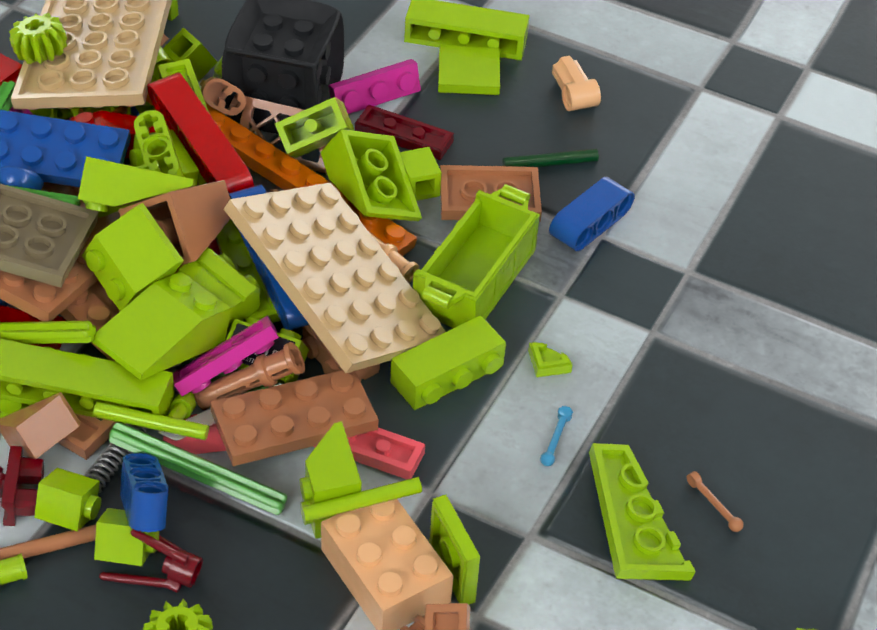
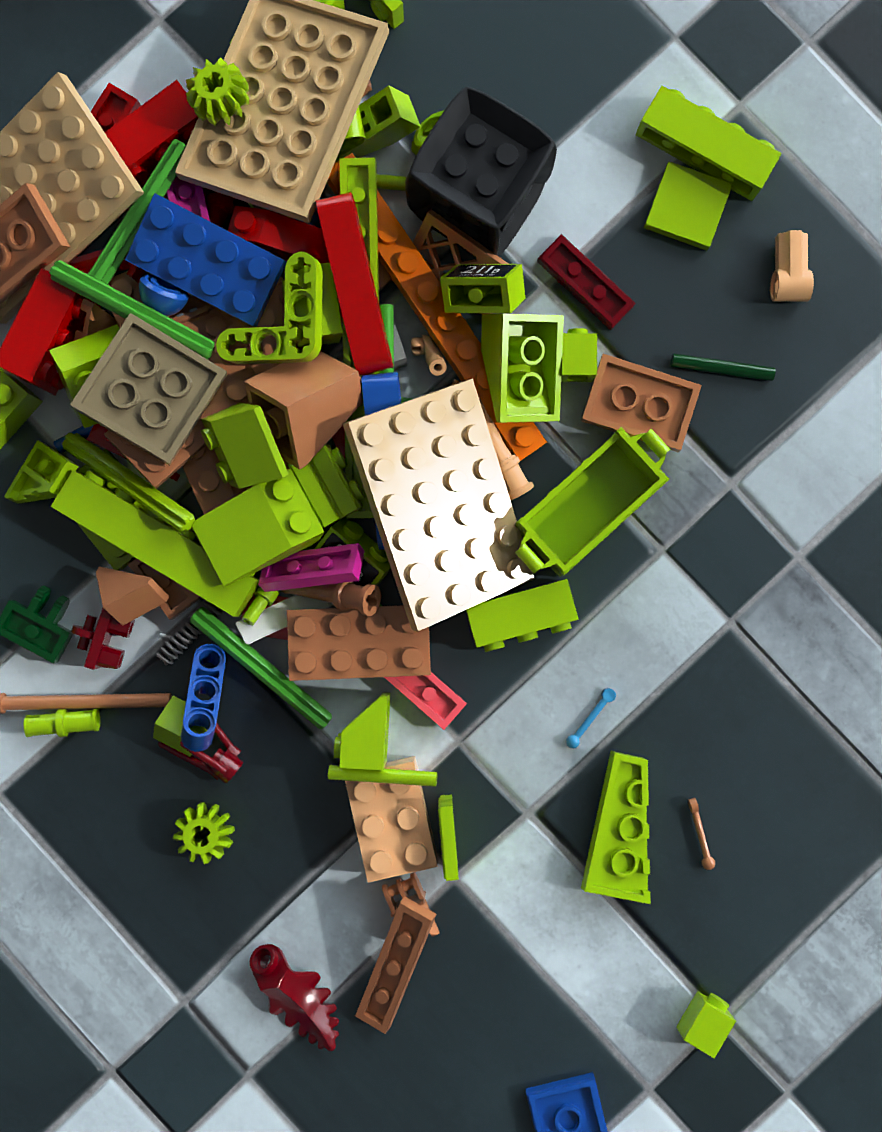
camera: 25 degrees right, 40 degrees up
(67, 499) = (143, 671): lime brick -> none
(120, 185) = (256, 362): lime slope -> none
(151, 420) = (228, 621): lime bar -> none
(216, 91) = (397, 201): nougat piece -> none
(377, 86) = (575, 214): dark pink plate -> none
(548, 361) = (616, 630): lime tile -> none
(591, 213) = (732, 463): blue beam -> none

